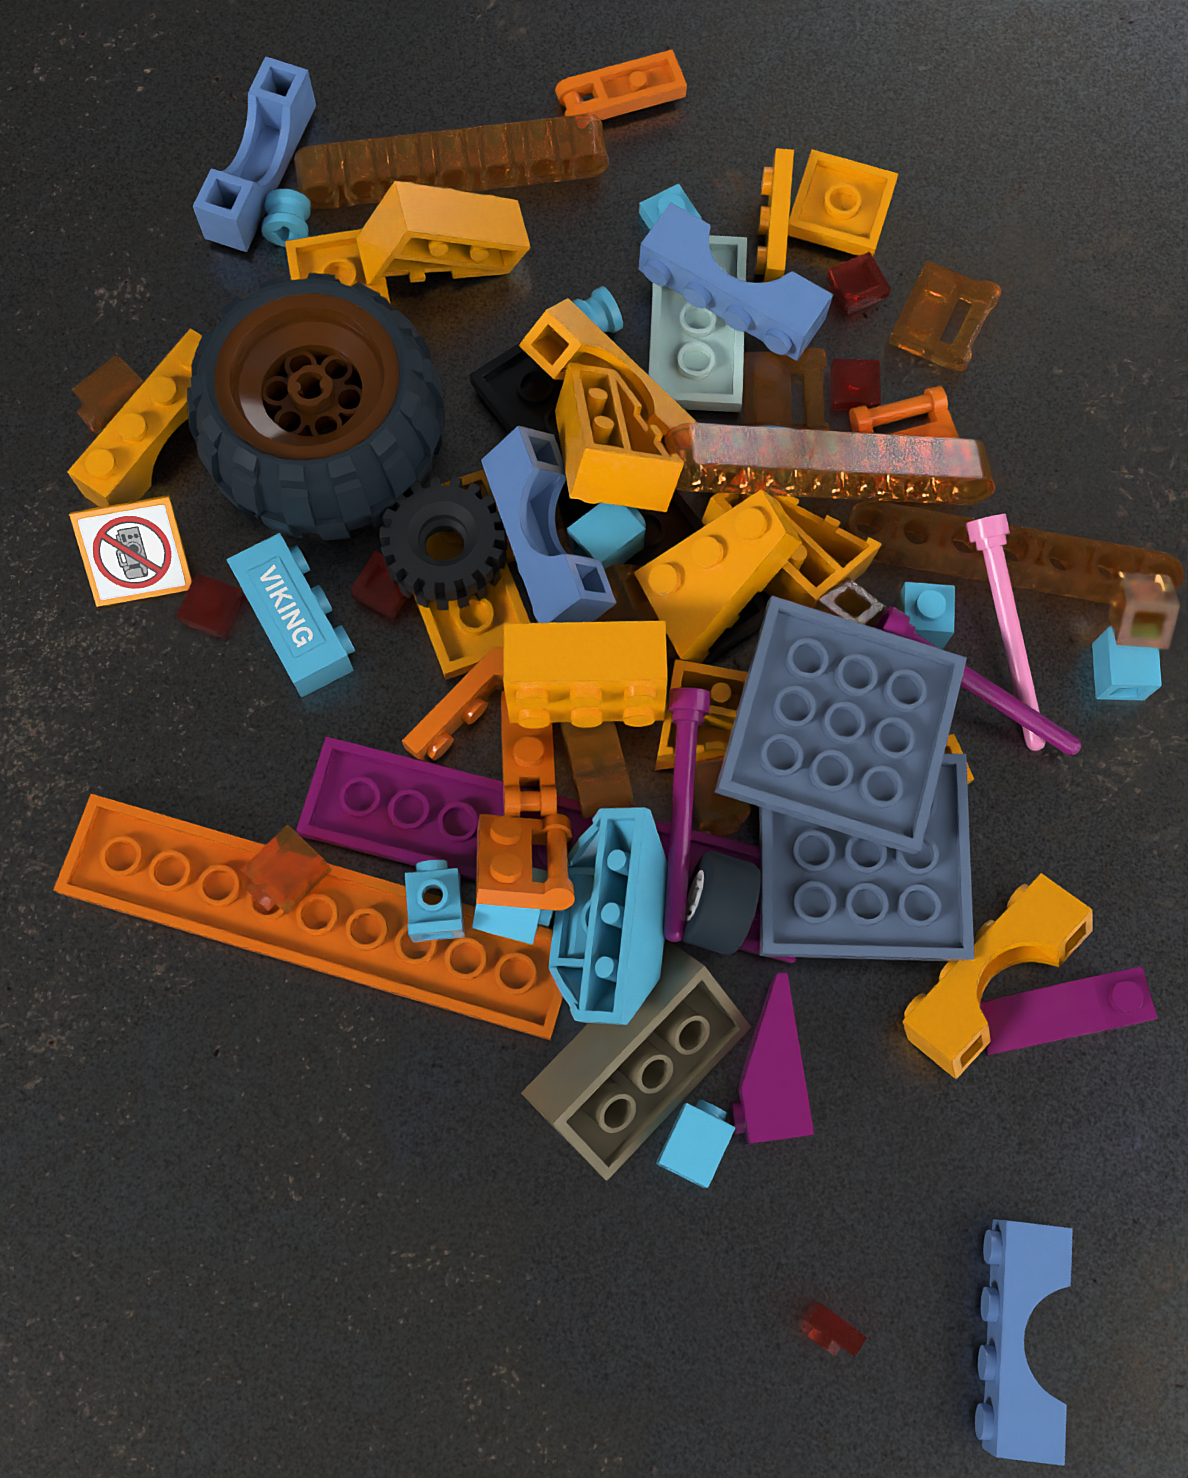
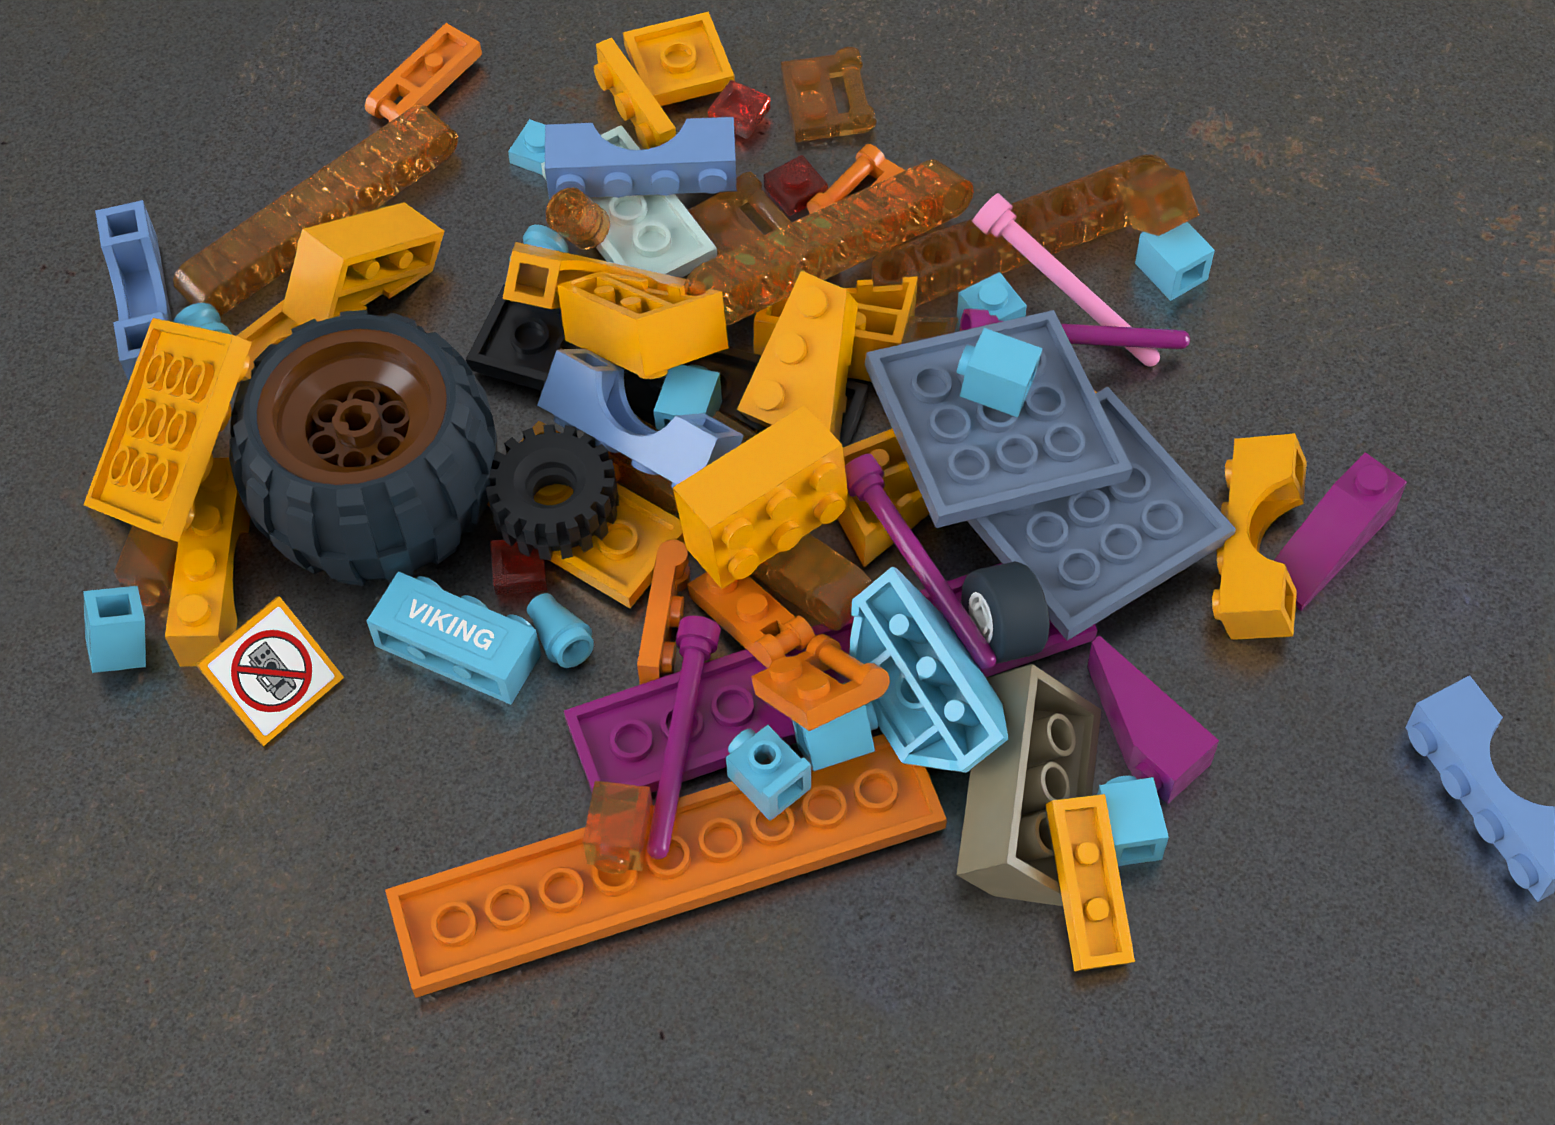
camera: 30 degrees left, 15 degrees down
(42, 437) = (114, 629): none -> medium azure brick
(176, 295) = (168, 427): none -> light orange plate
(210, 605) = (371, 679): clear red plate -> none
(374, 665) = (562, 634): none -> medium azure cone
(464, 751) = (697, 641): none -> magenta piece
(619, 1176) = (1090, 882): none -> light orange plate
(642, 305) = (577, 218): none -> clear orange wheel
(712, 810) = (946, 546): clear orange brick -> none
(831, 1331) = (1351, 884): clear red plate -> none
(865, 690) = (998, 371): none -> medium azure brick

